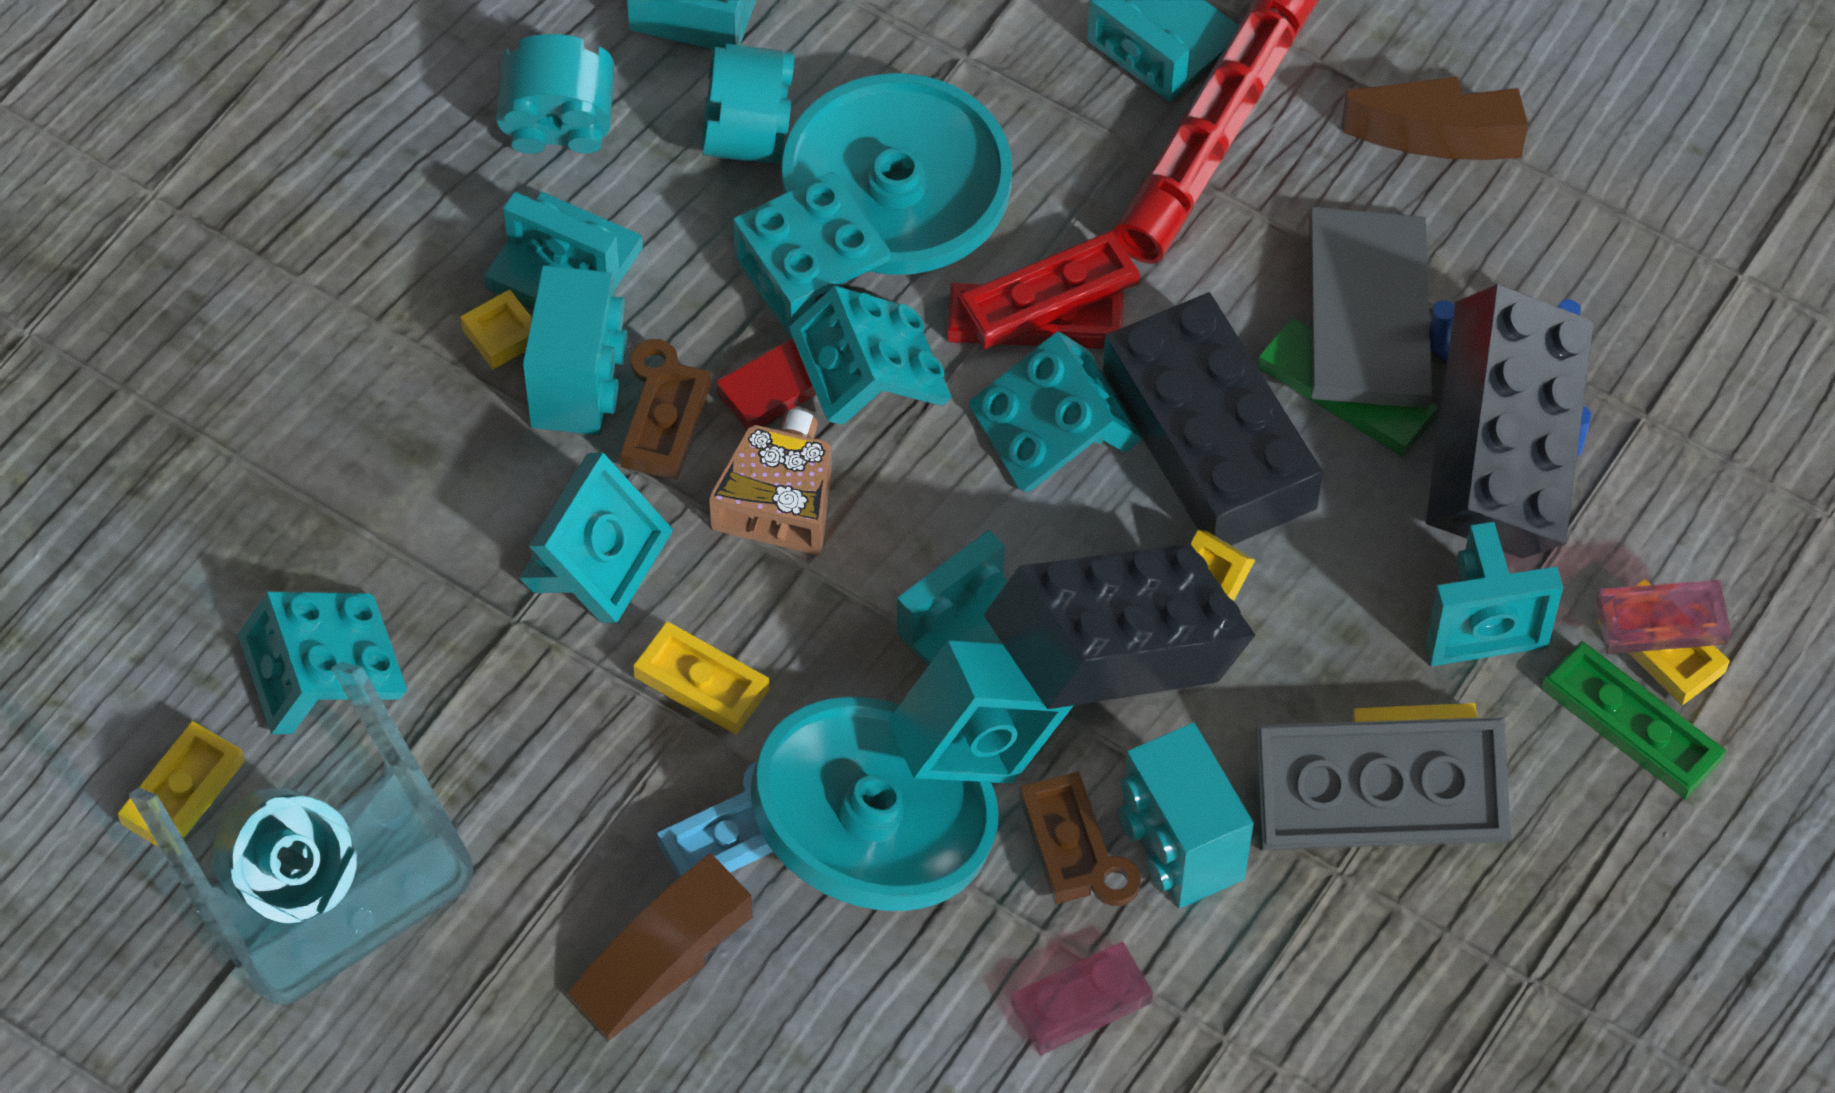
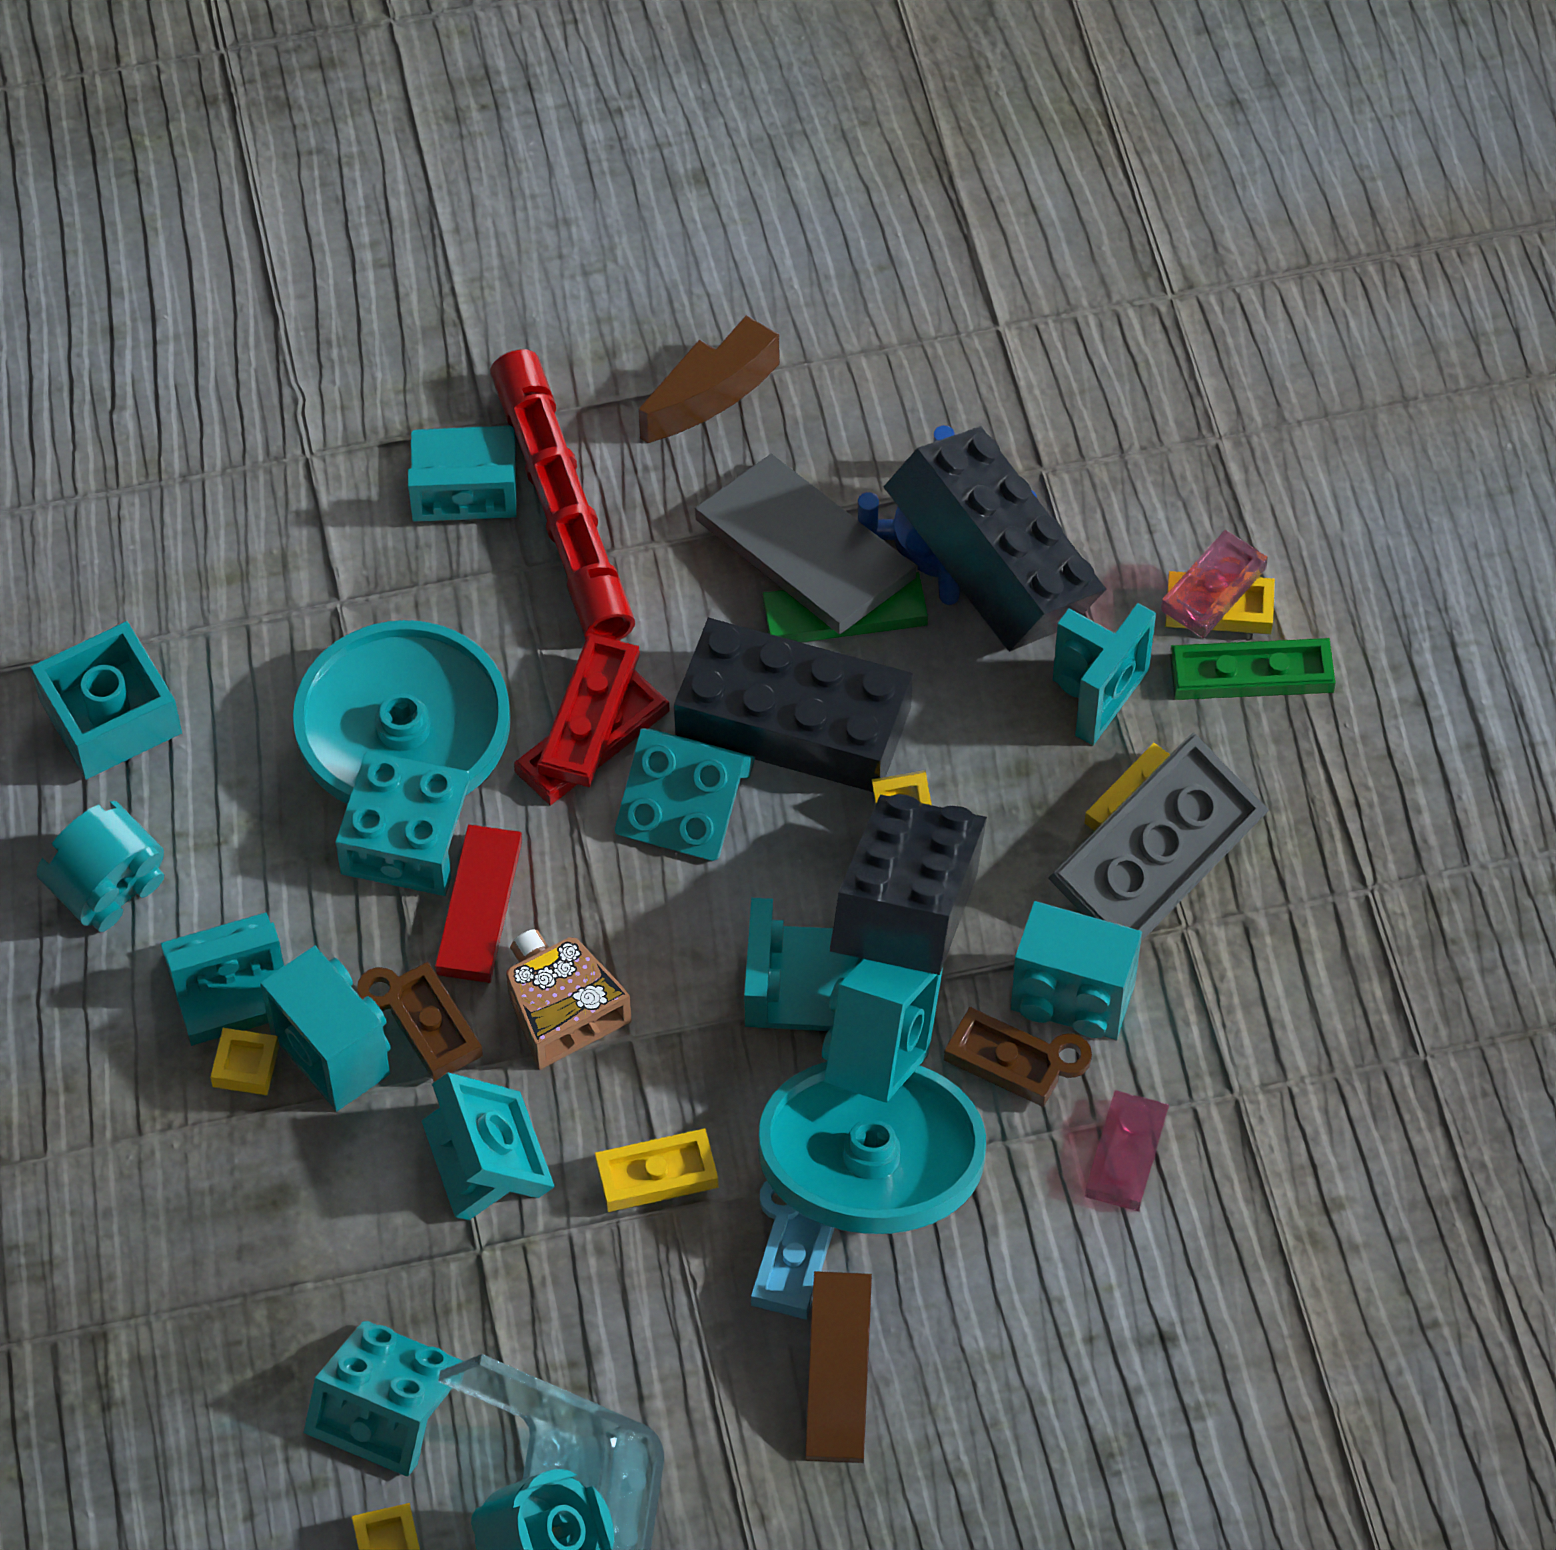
camera: 45 degrees left, 0 degrees up
(747, 103) = (244, 757): teal brick -> none
(864, 347) = (520, 859): teal bracket -> none

